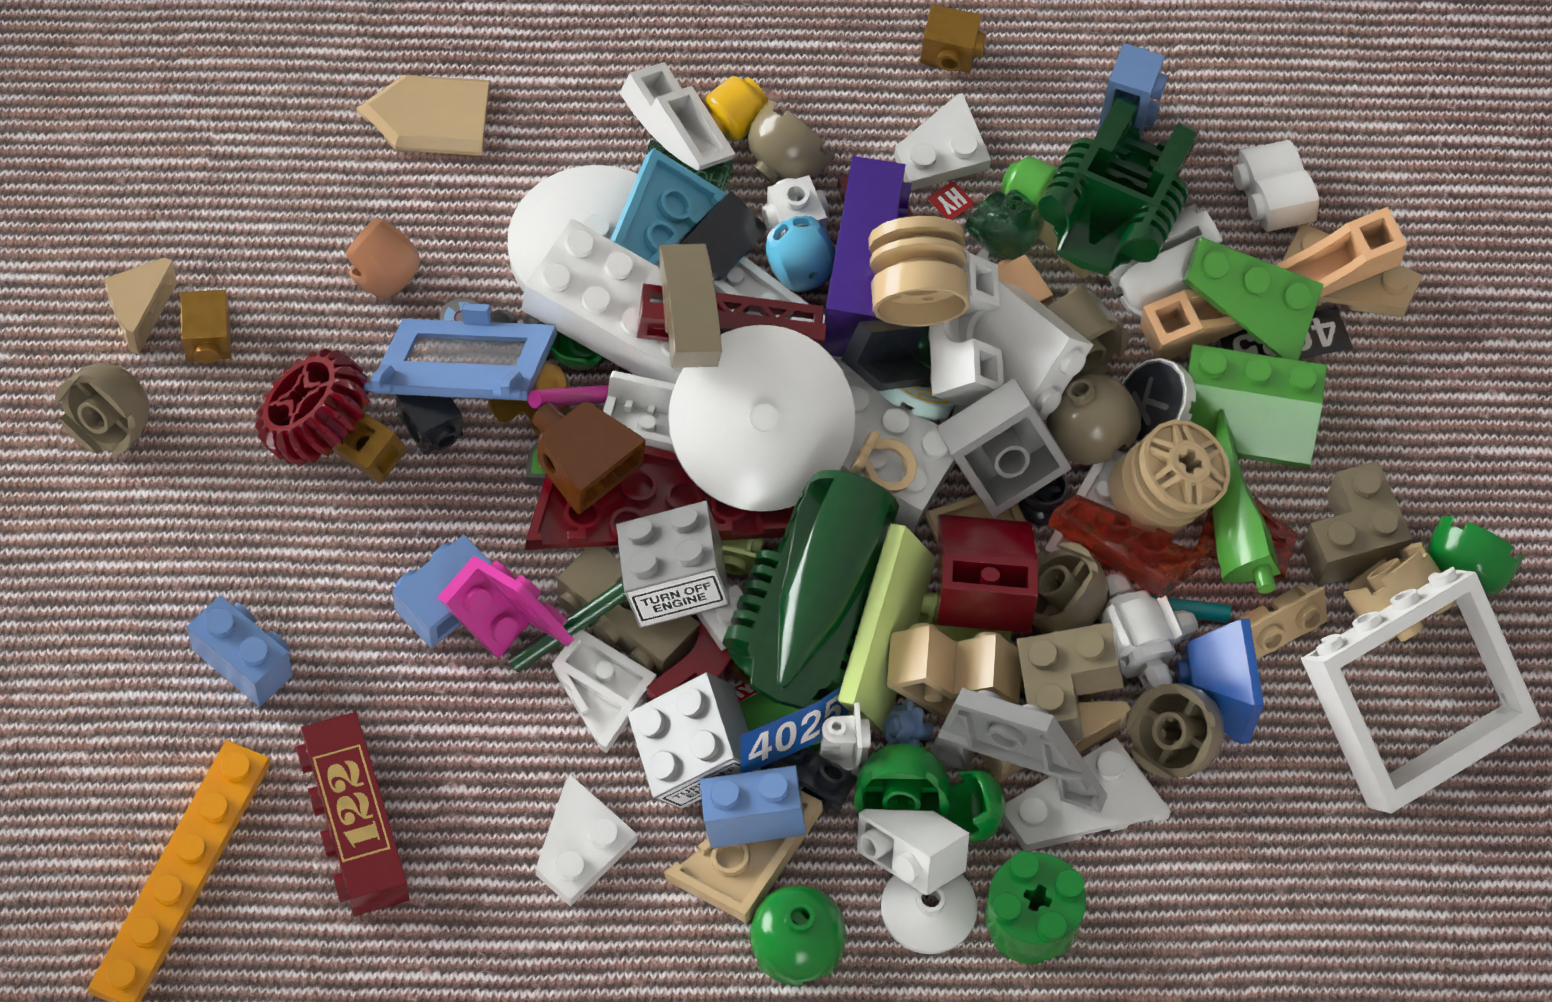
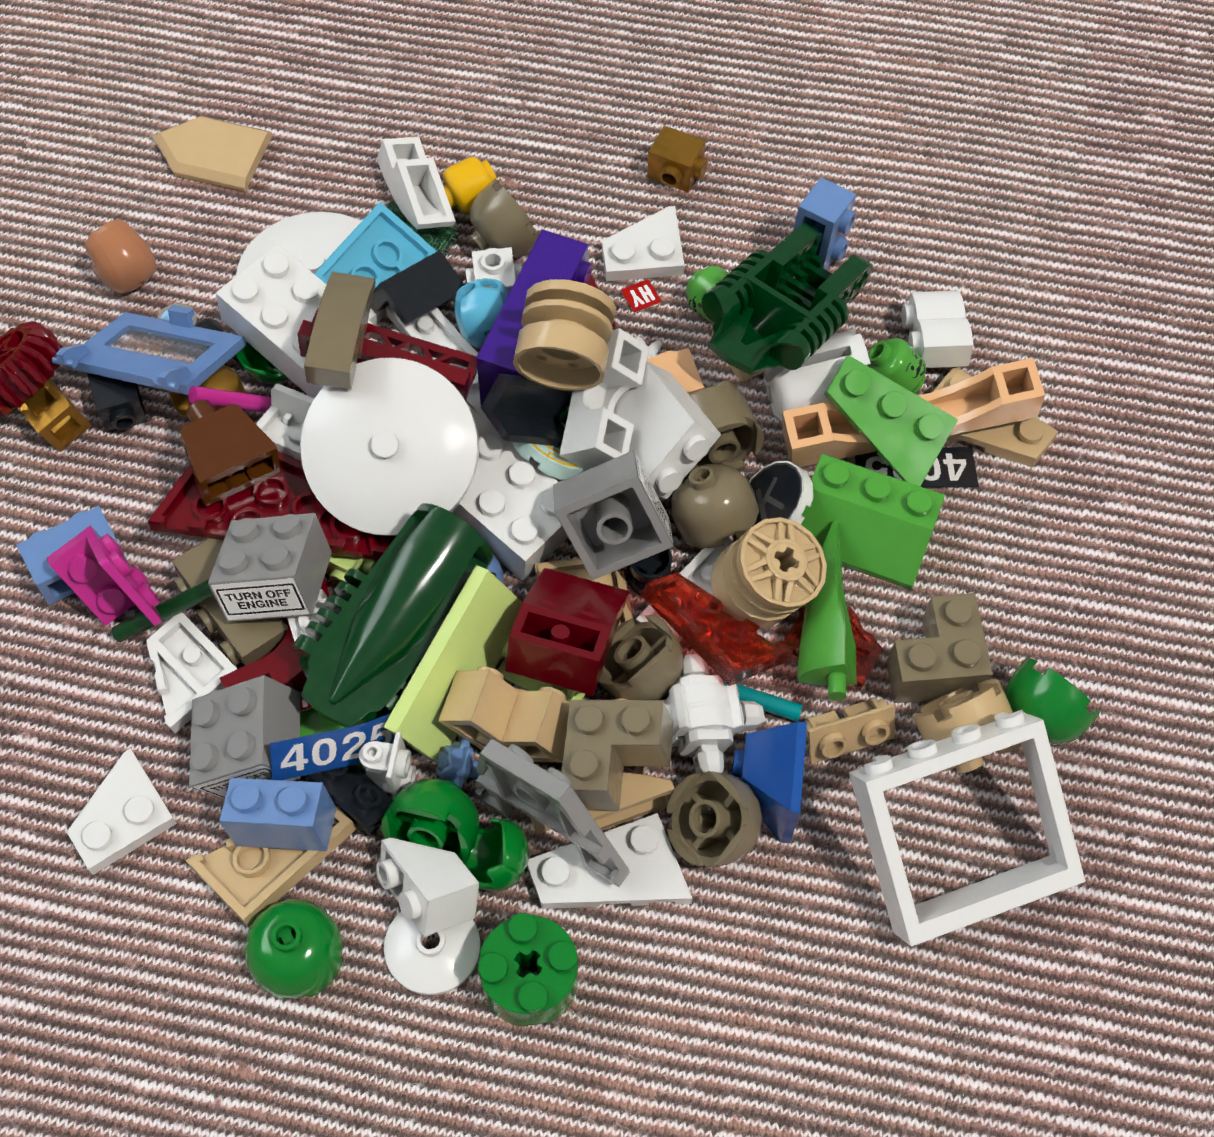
camera: 15 degrees right, 0 degrees up
(875, 443) = (491, 489): tan piece -> none
(1006, 226) = (680, 321): clear green helmet -> none
(1246, 232) = (899, 363): none -> bright green head

